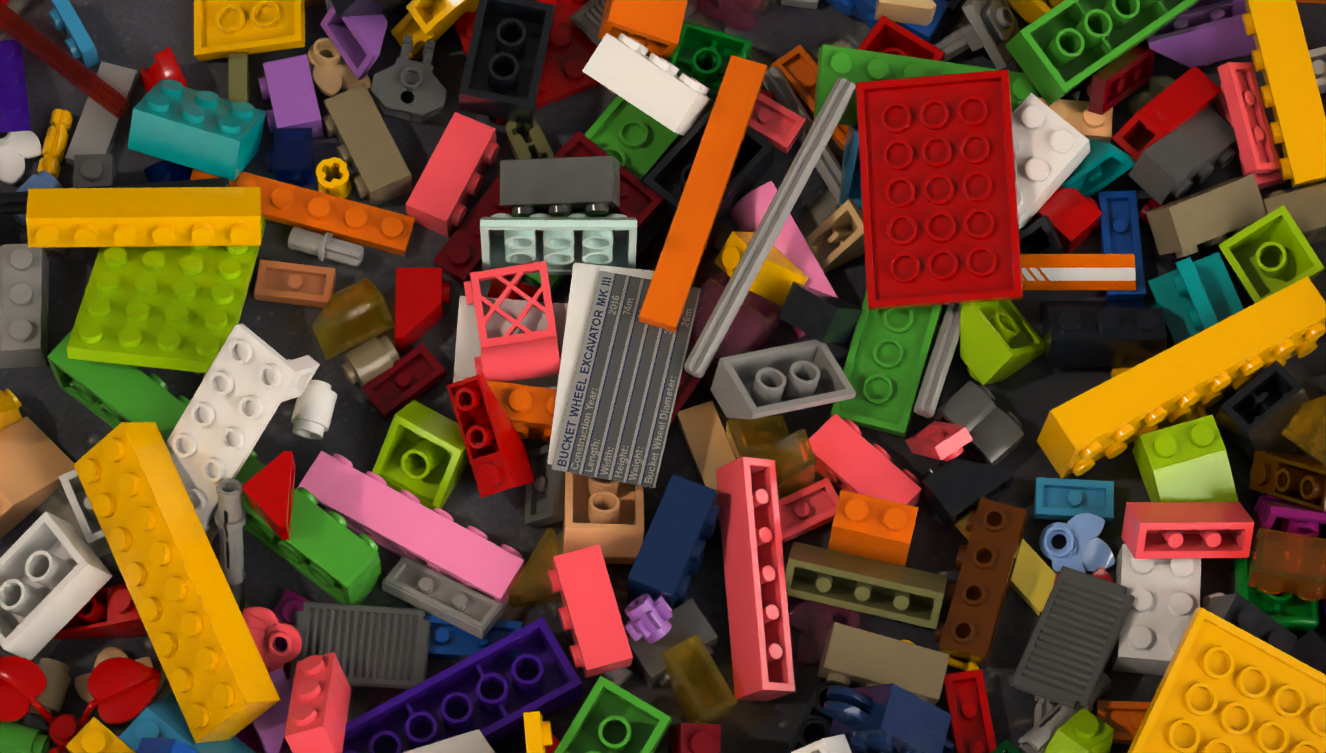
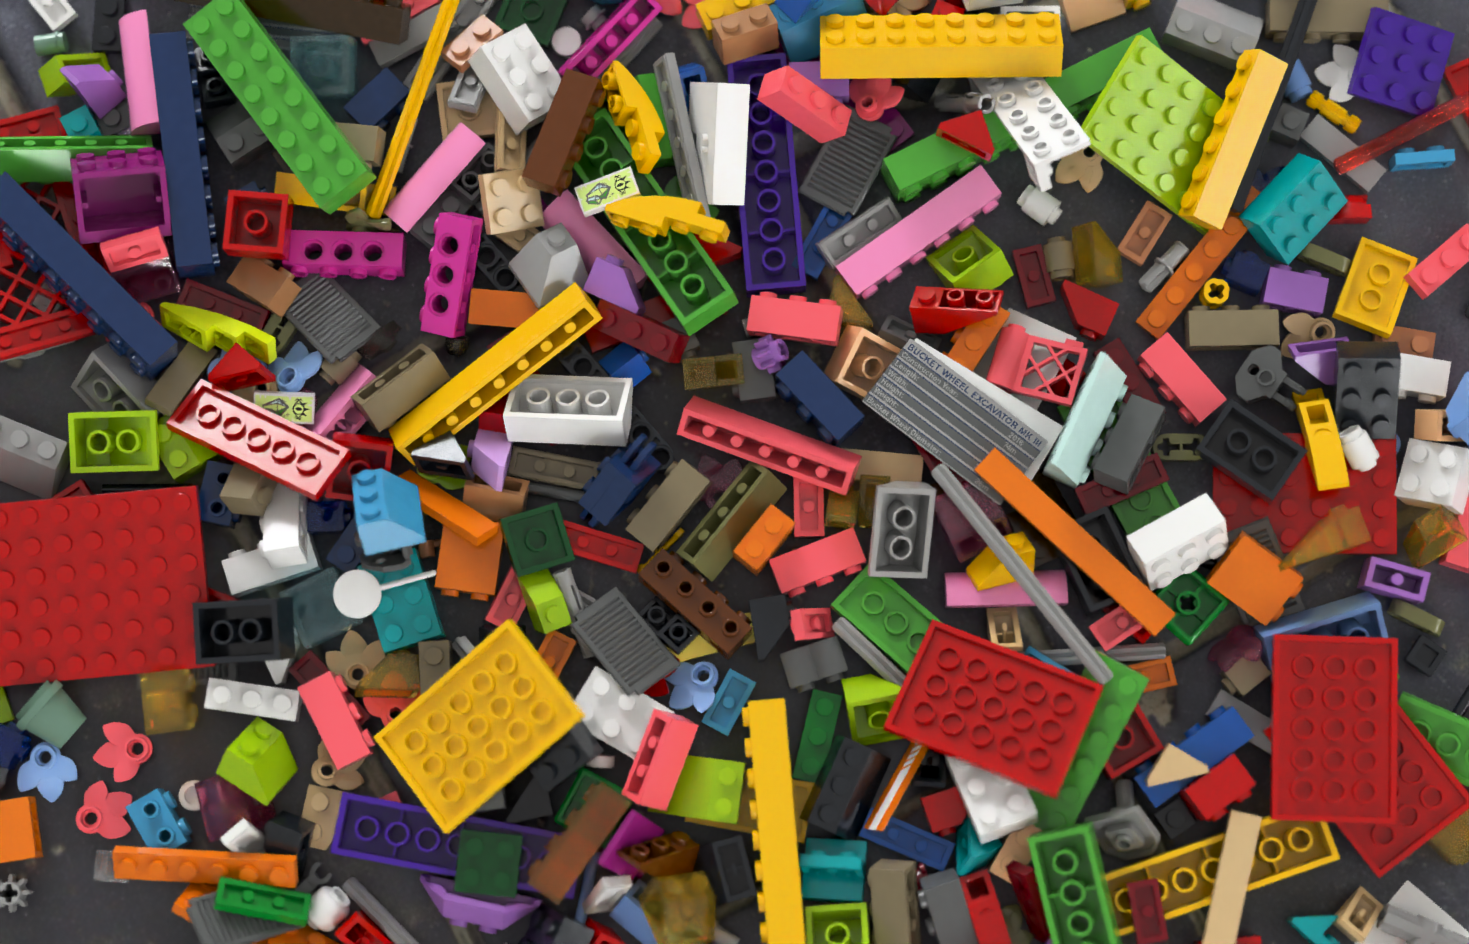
camera: 120 degrees right, 15 degrees up
(819, 314) = (943, 583): black slope -> none
(1024, 602) = (669, 627): none -> black slope
(1046, 390) = (817, 735): none -> green plate

